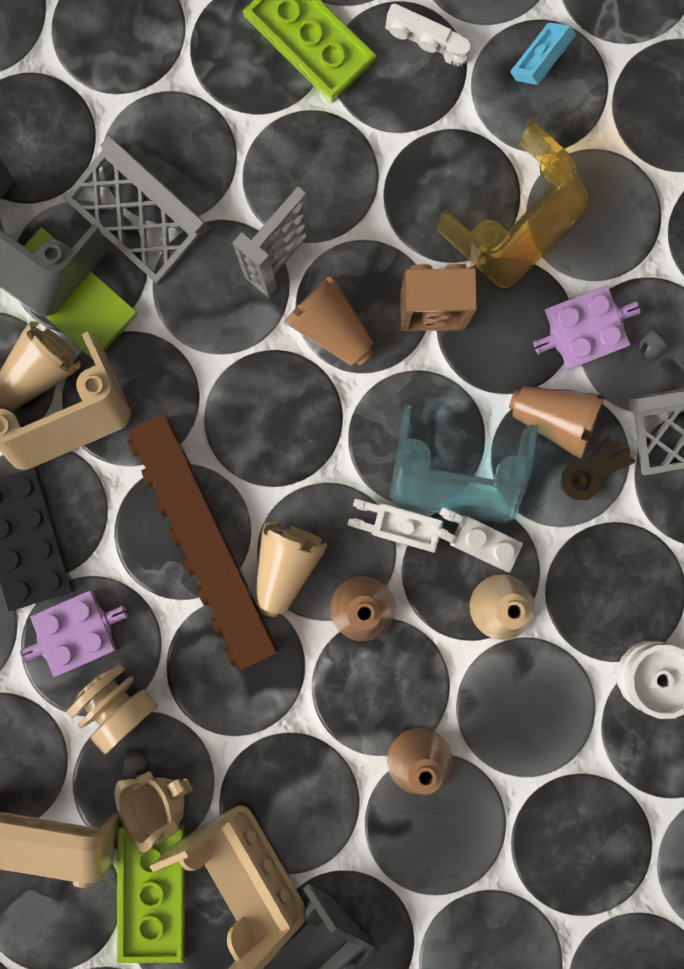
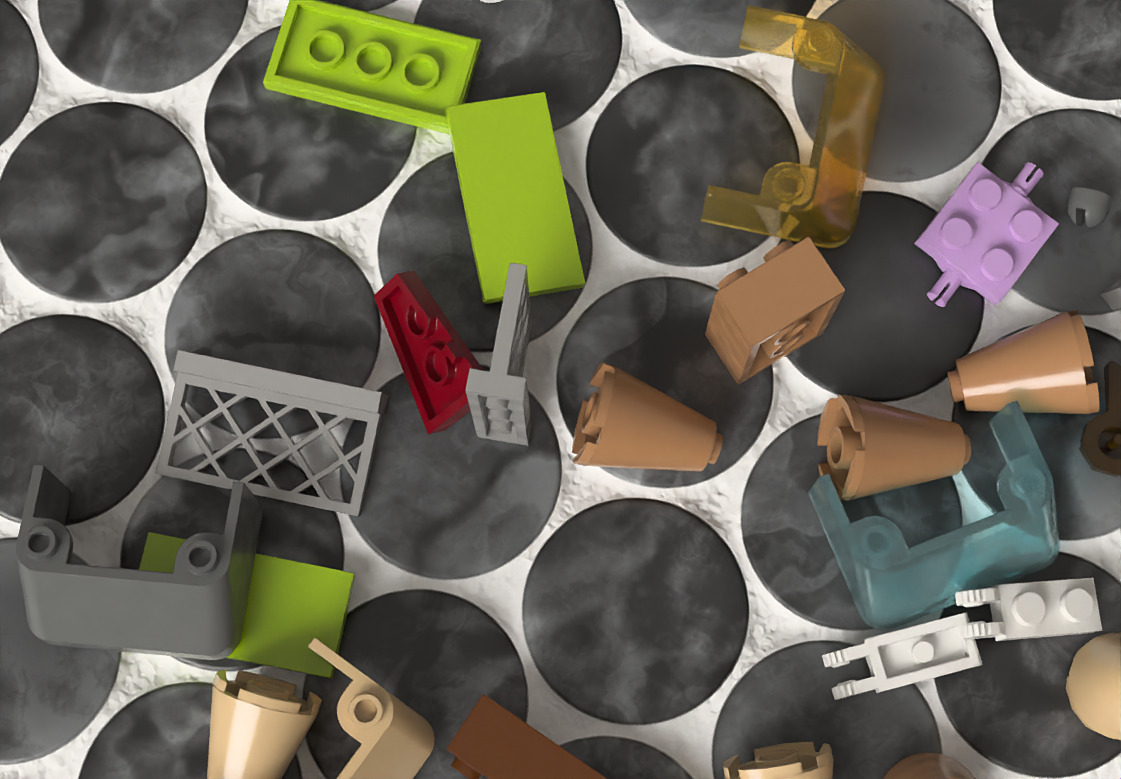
camera: 30 degrees left, 10 degrees down
(243, 209) = (428, 350): none -> dark red wing
(343, 154) = (514, 194): none -> lime tile
(456, 411) = (886, 447): none -> medium nougat cone

